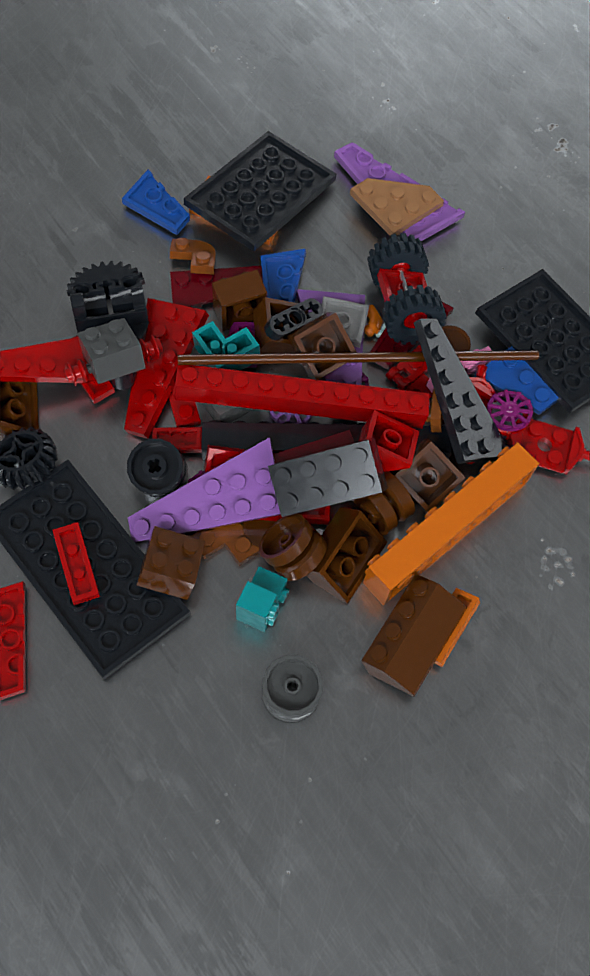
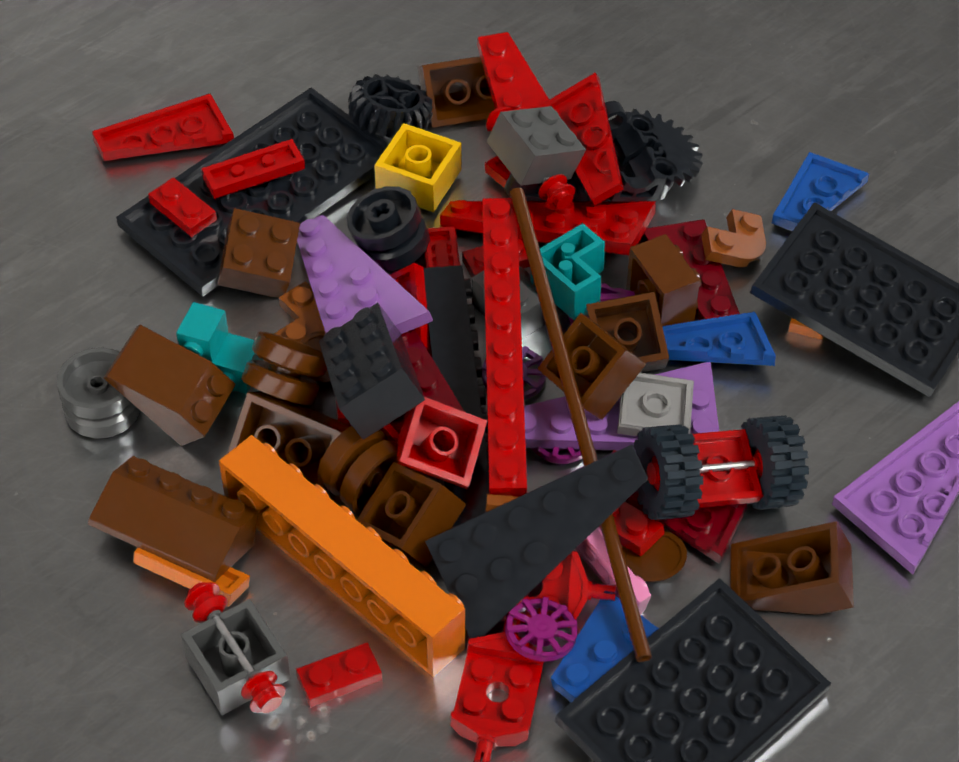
camera: 90 degrees right, 15 degrees down
(78, 315) = (586, 115): none -> red wing
(93, 443) = (421, 164): none -> yellow brick
(104, 622) = (182, 207): none -> red plate
(288, 326) = (606, 320): black beam -> none
(300, 629) = (170, 384): none -> reddish brown slope
(396, 204) = (897, 467): medium nougat plate -> none
(465, 272) = (795, 571): none -> reddish brown slope
(528, 538) = (339, 674): none -> red plate
(528, 595) = (234, 652): none -> dark grey brick

